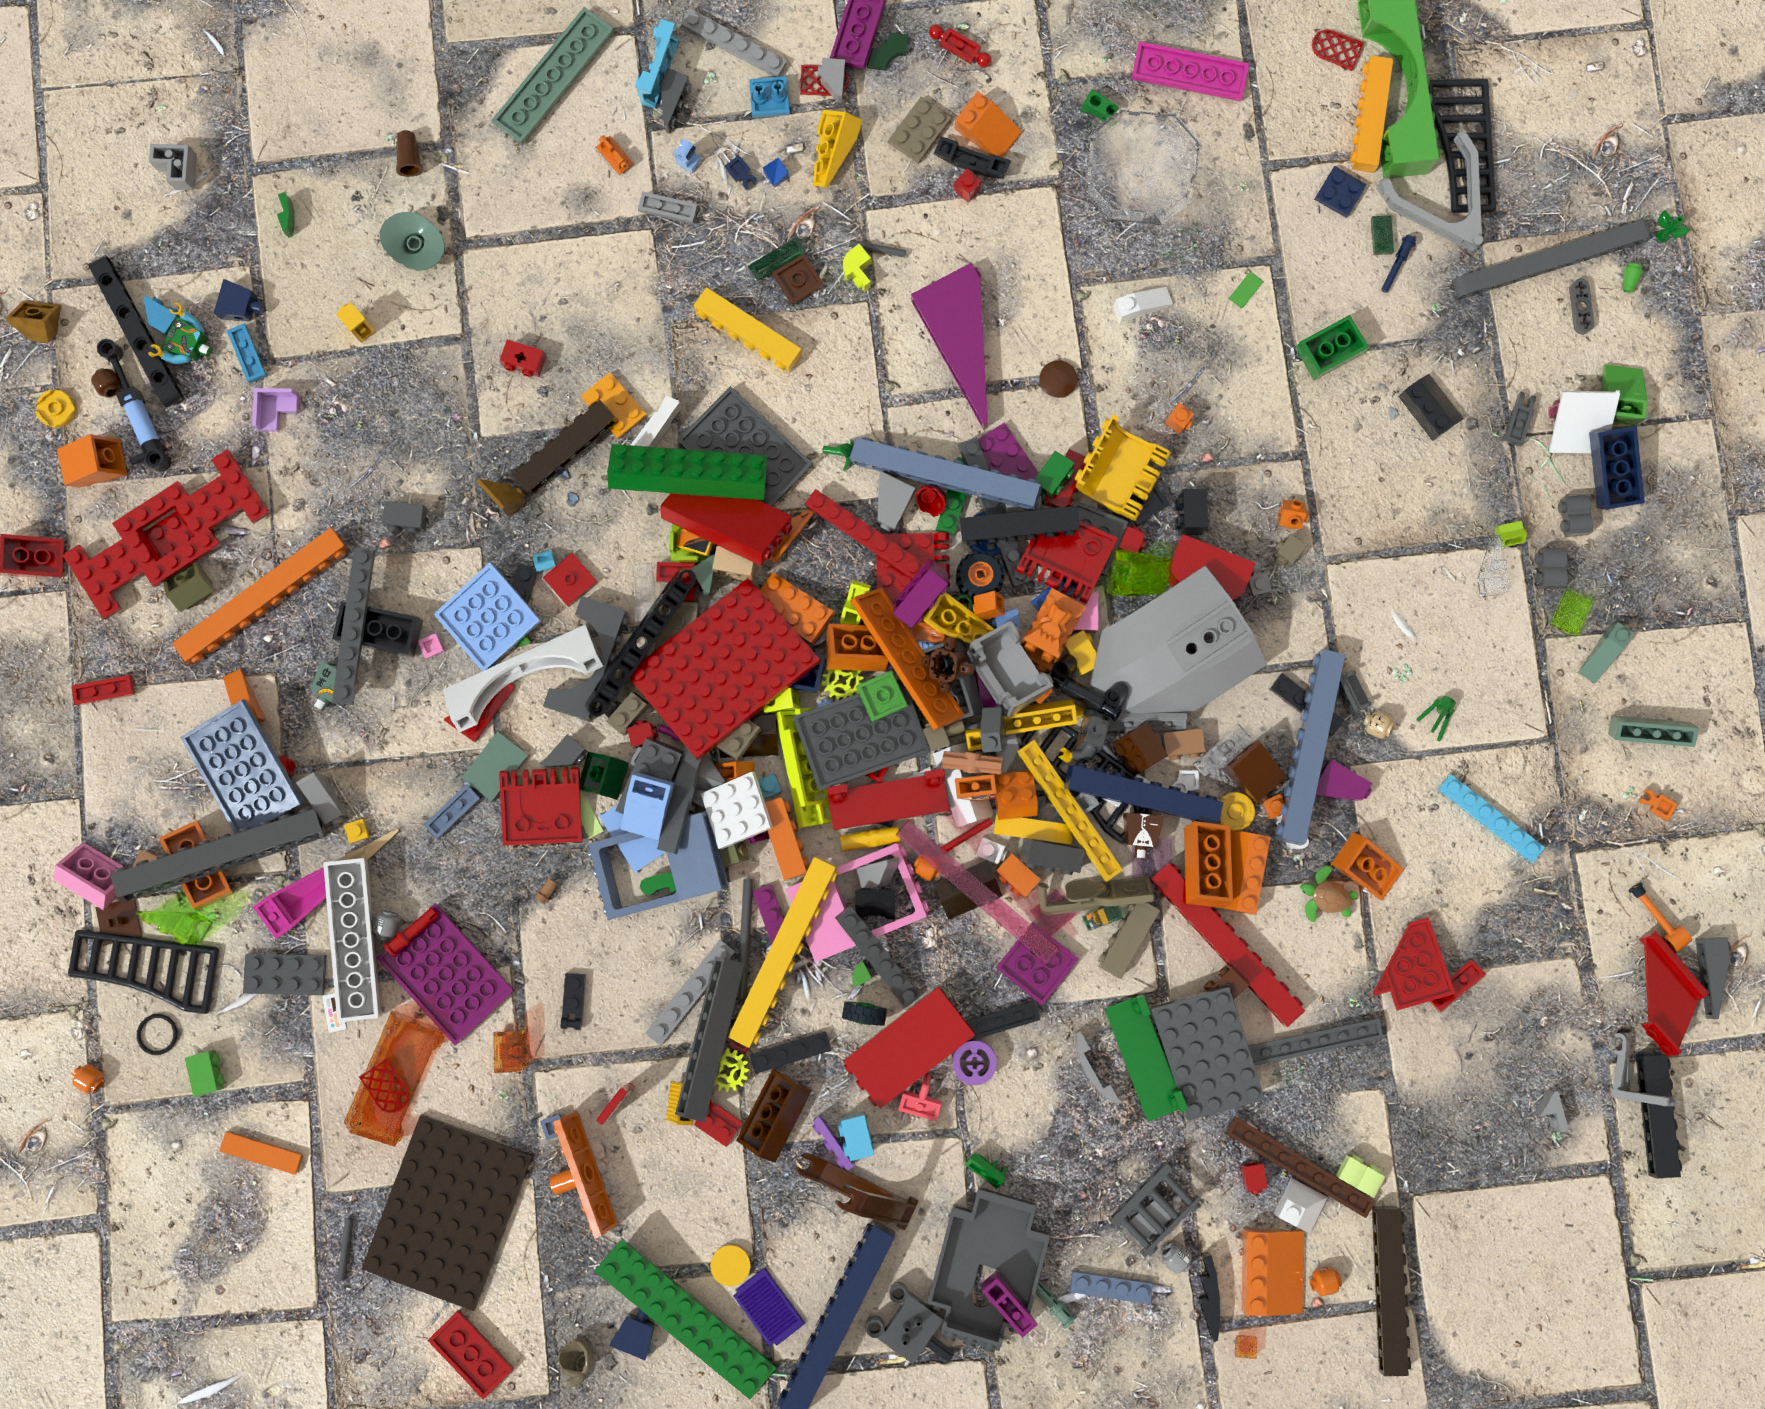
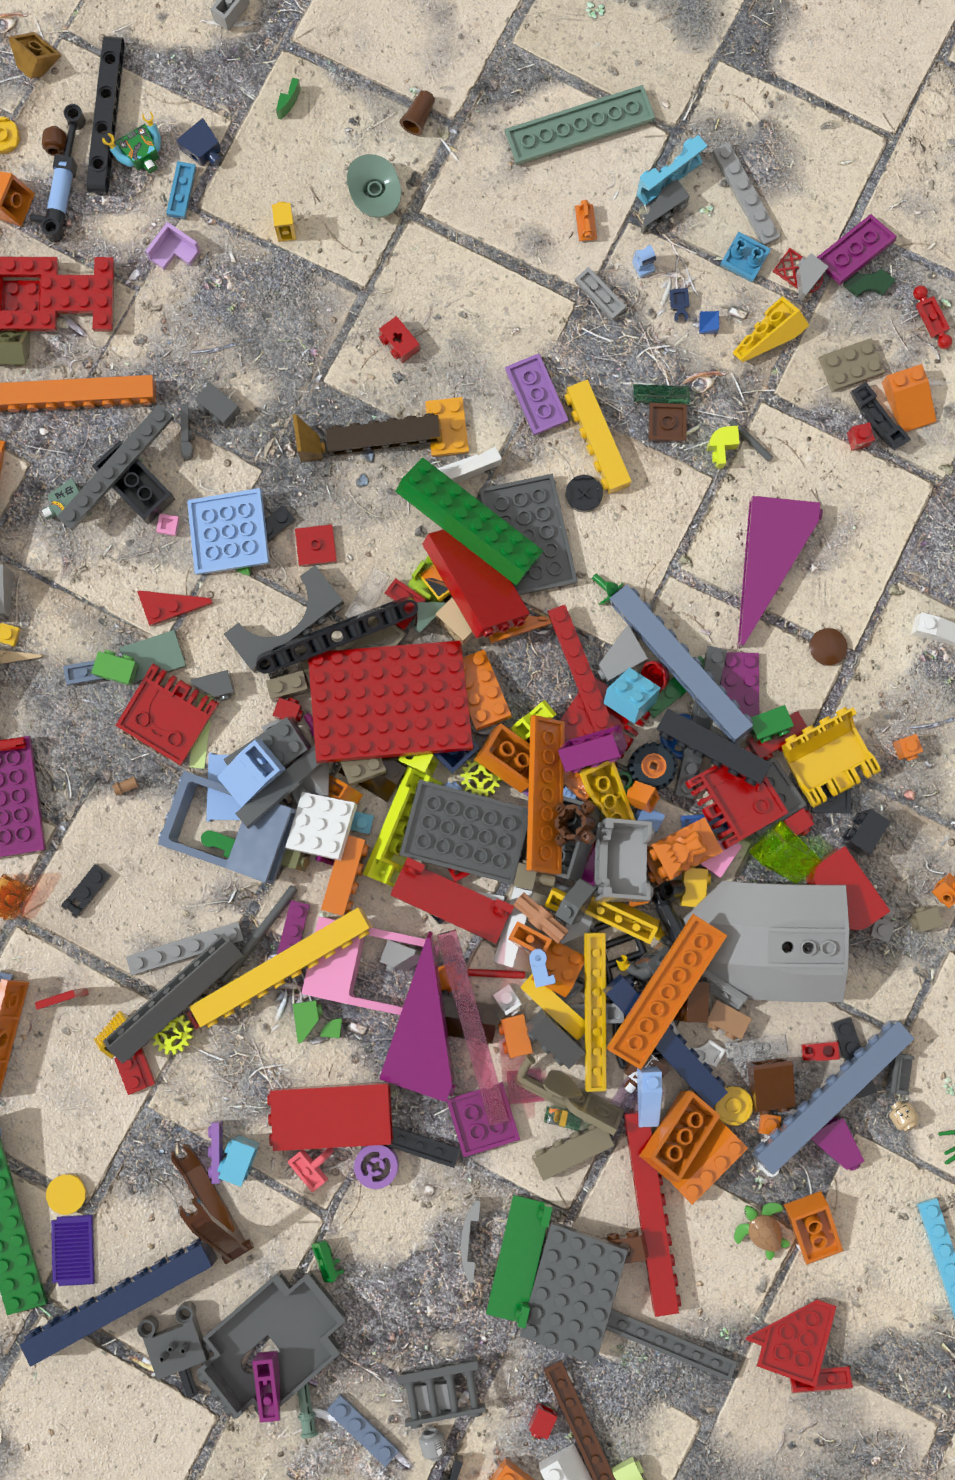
camera: 30 degrees right, 0 degrees up
(159, 316) = (131, 113): dark azure slope -> none
(395, 559) = (186, 434): none -> dark grey hinge
(469, 796) = (115, 668): none -> bright green brick
(470, 697) = (170, 586): white arch -> none
(544, 560) = (305, 516): medium azure plate -> none
(603, 775) = (234, 723): dark green slope -> none
(671, 328) = (536, 394): none -> medium lavender plate
(768, 385) = (584, 493): none -> black tile
(773, 1116) = (183, 1096): reddish brown slope -> none
(790, 1052) = (232, 1053): black plate -> none
(832, 979) = (306, 1017): none -> bright green slope
(864, 1013) = (313, 1063): black wheel -> none
(869, 838) = (414, 921): yellow axle -> none
(875, 902) = (383, 978): black brick -> none
(877, 956) = (355, 1024): dark grey plate -> none
(881, 696) = (503, 812): bright green tile -> none
(922, 527) = (631, 695): none -> medium azure brick
(944, 938) = (420, 1046): none -> magenta slope
(1001, 806) = (539, 969): none -> light blue leg
(1117, 752) = (666, 991): none -> orange plate
(1161, 849) = (649, 1096): none -> light blue slope
(1276, 717) = (820, 1051): none -> red leg

